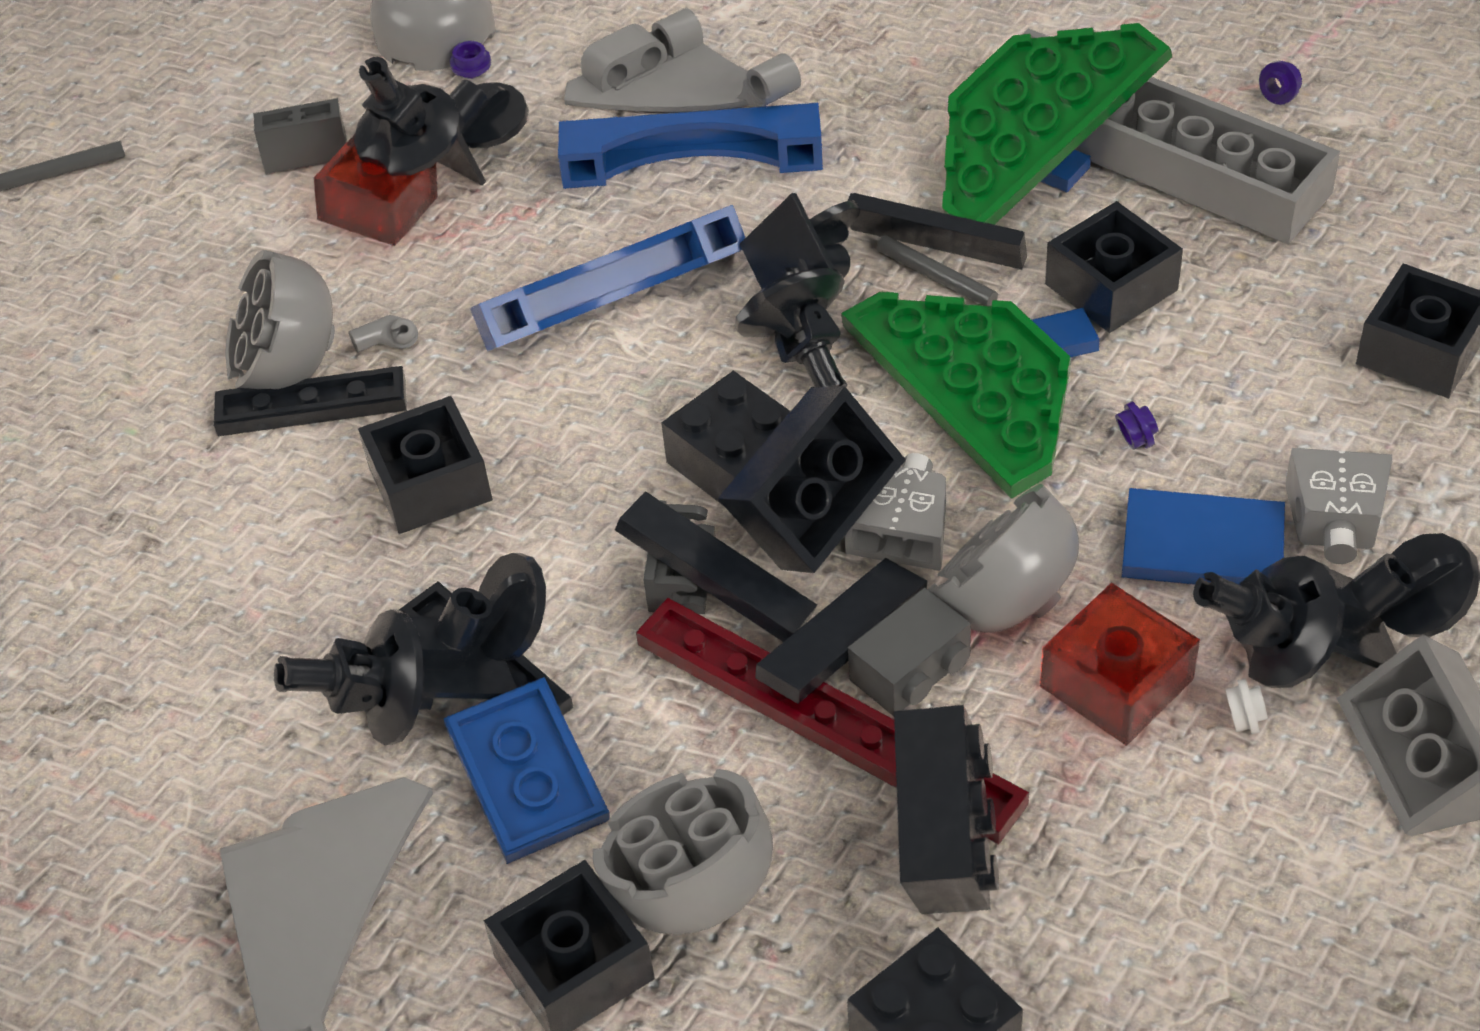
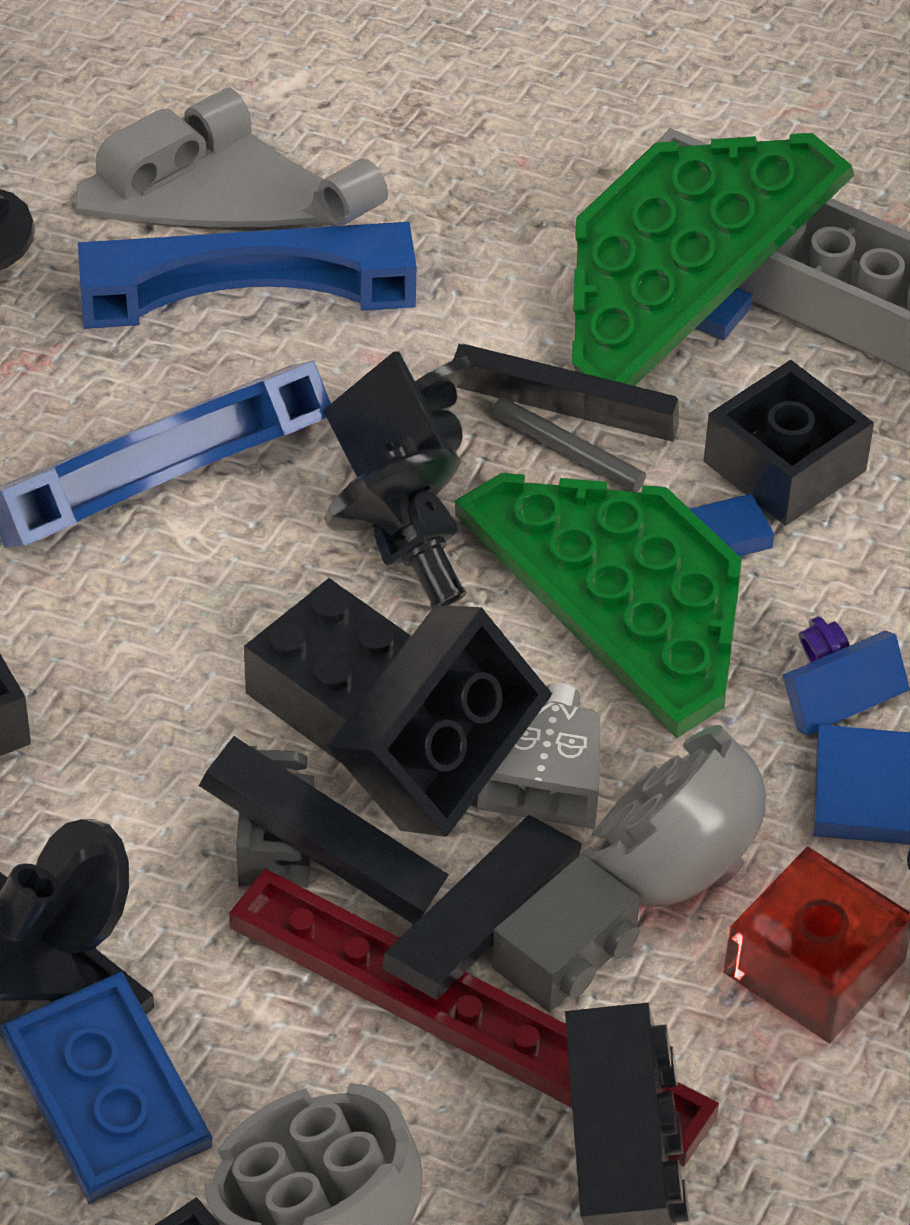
camera: 10 degrees left, 0 degrees up
(1153, 454) = (846, 682): none -> blue tile

